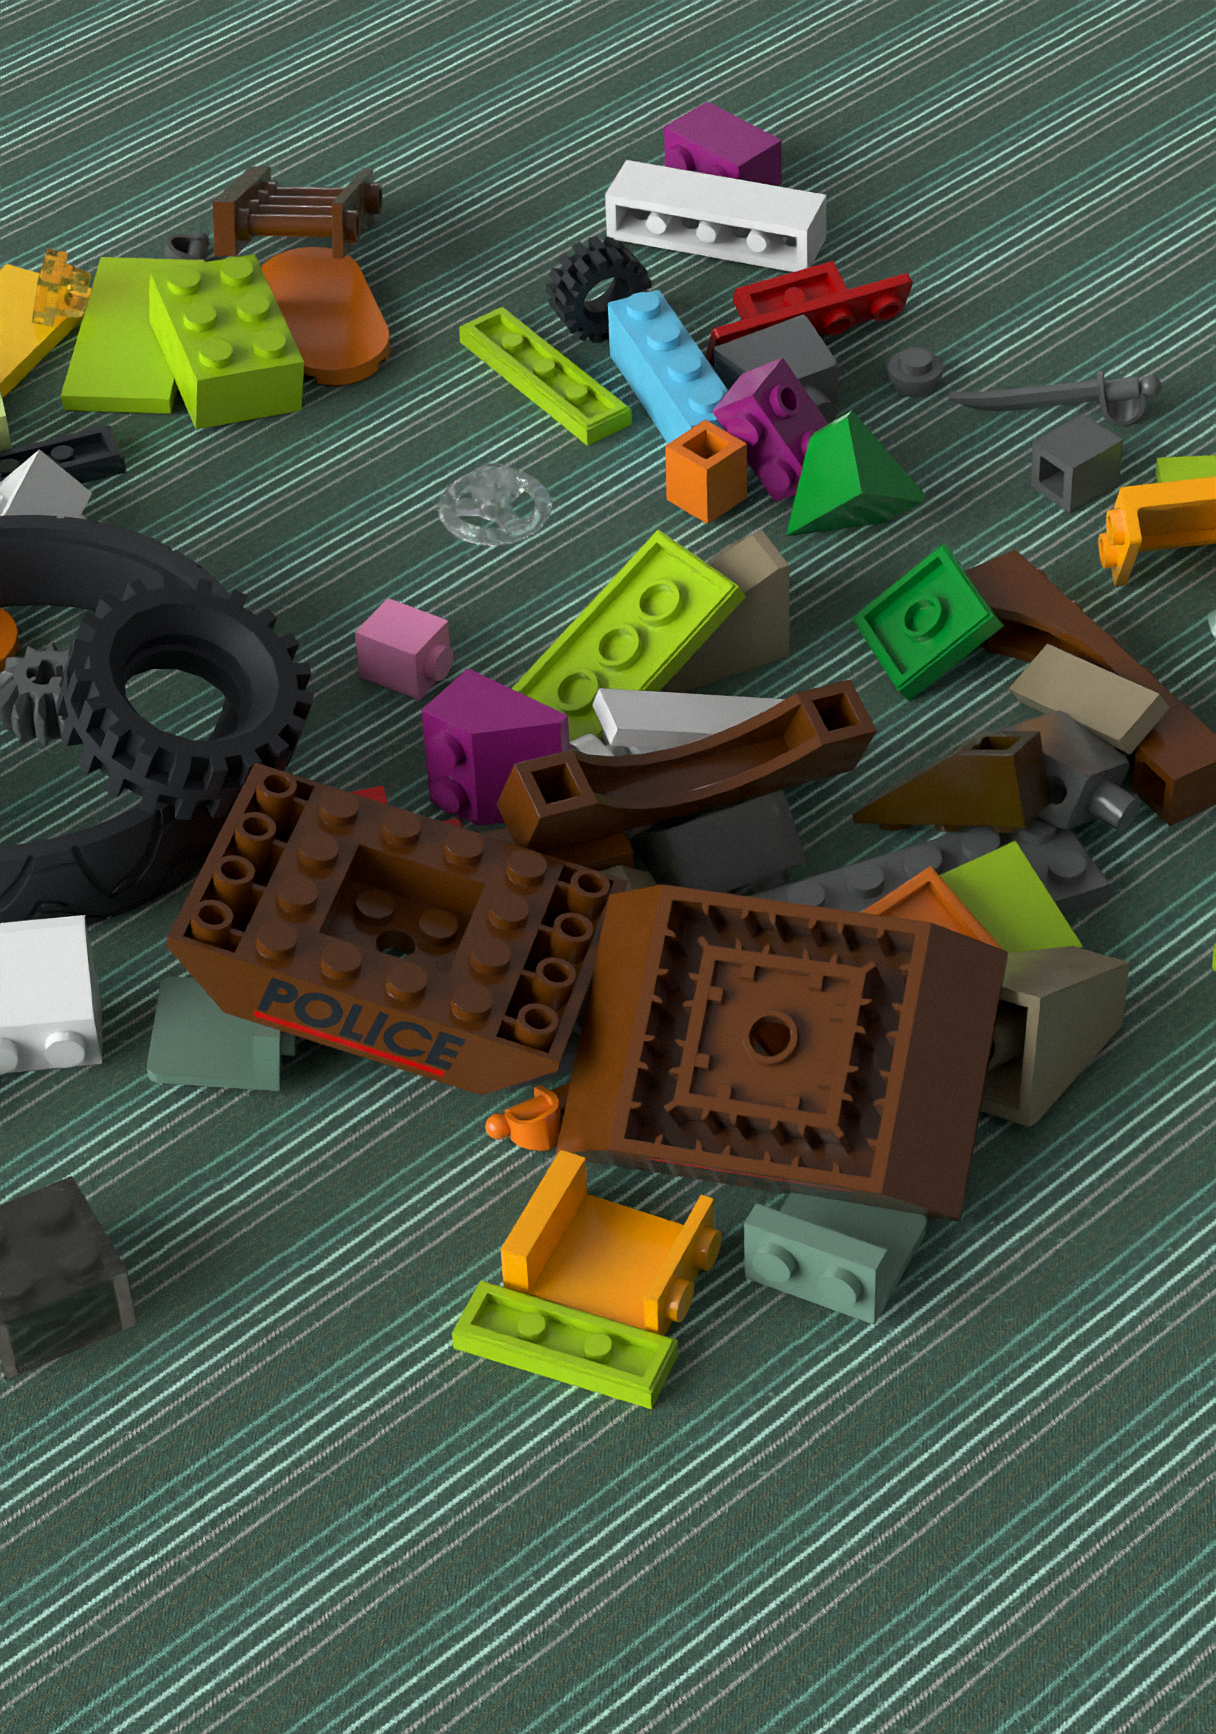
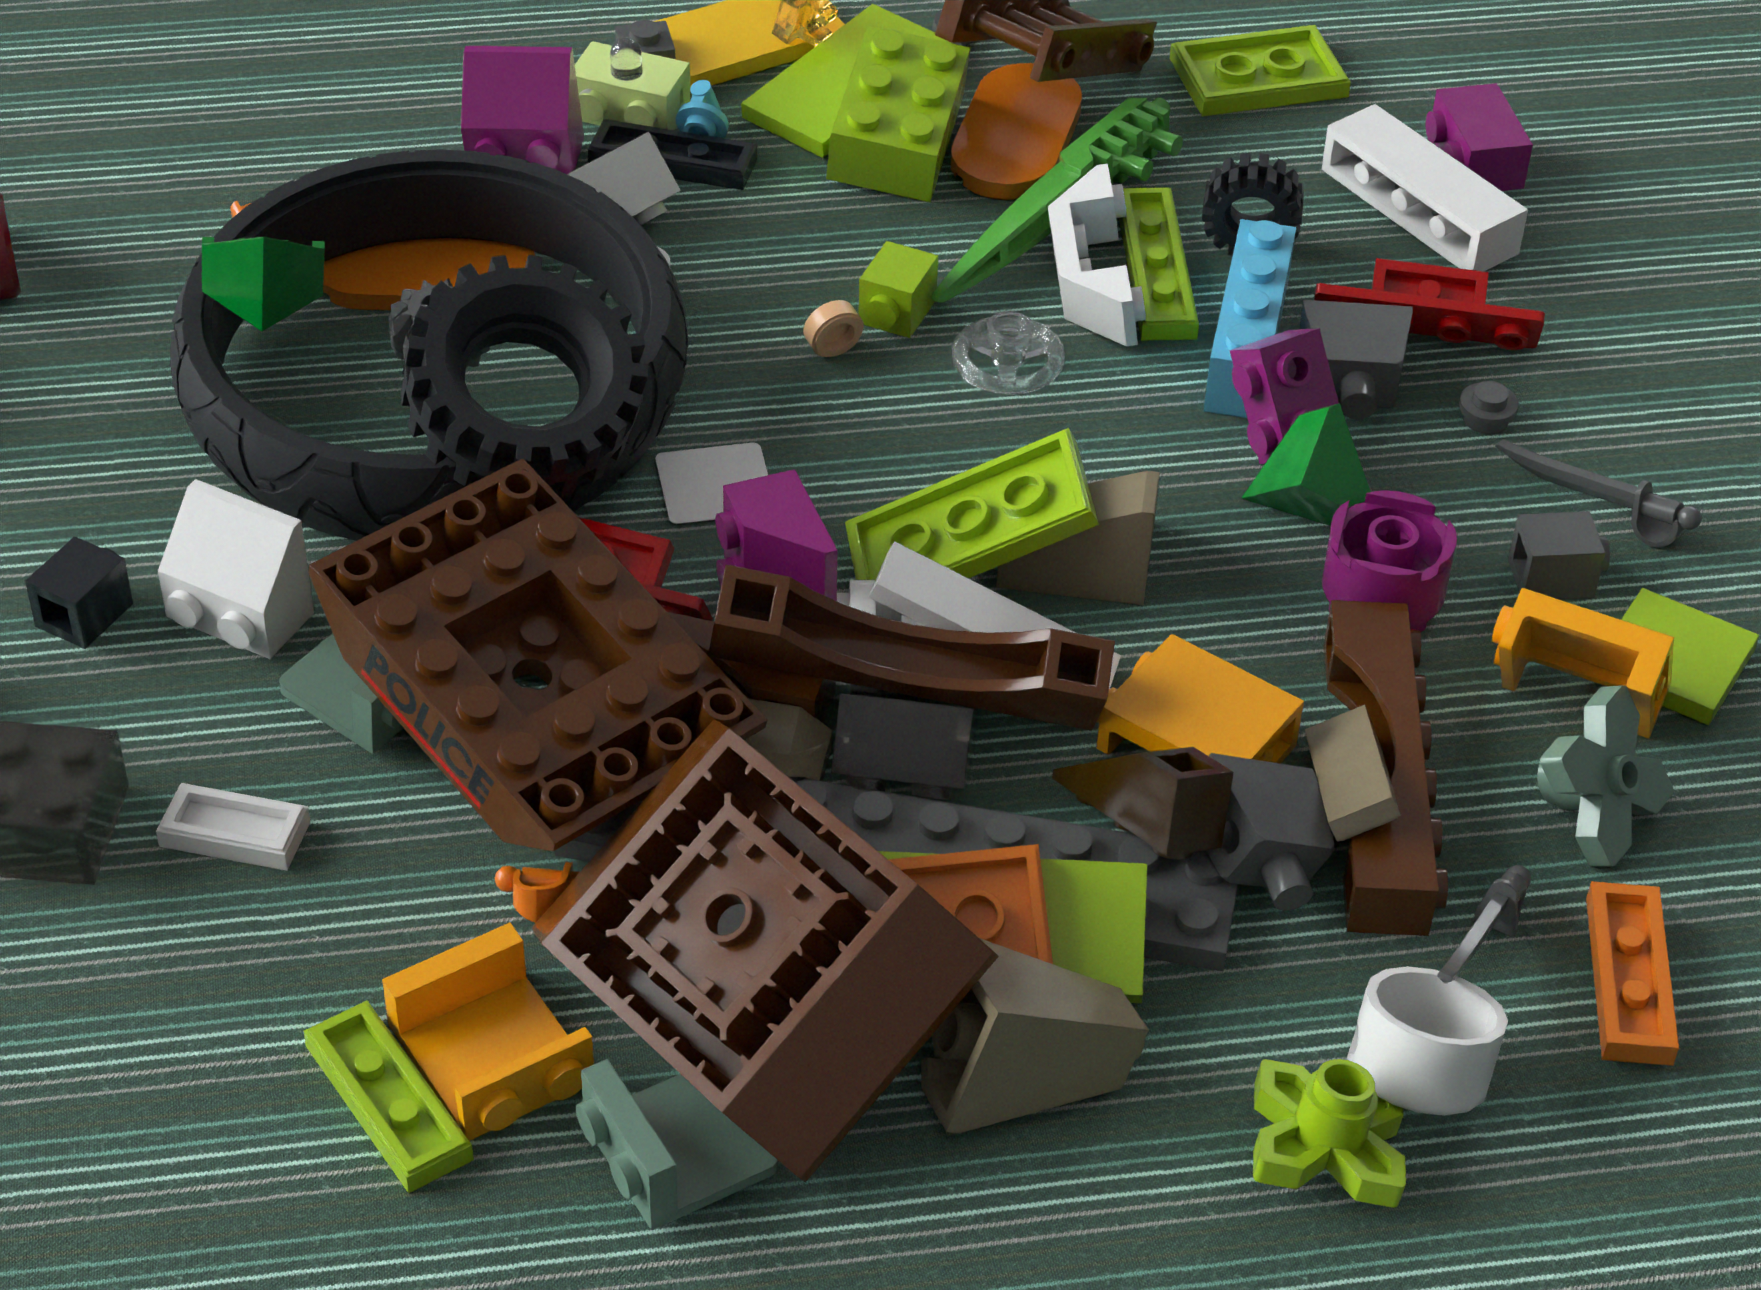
camera: 30 degrees right, 0 degrees up
(41, 420) = (702, 113): none -> medium azure plate
(218, 1211) = (233, 826): none -> white tile
(336, 550) = (833, 328): none -> light nougat tile
(352, 728) = (695, 478): none -> white sticker
(359, 492) = (898, 289): none -> lime brick
(403, 649) = (809, 435): bright pink brick -> none
(420, 317) = (1119, 139): none -> bright green piece
(477, 177) = (1259, 70): none -> lime tile
(537, 426) = (1089, 297): none -> white slope
(706, 471) = (1199, 405): orange brick -> none
(927, 622) = (1279, 624): green plate -> none
(929, 707) = (1201, 702): none -> light orange panel
(965, 509) = (1390, 554): none -> magenta brick

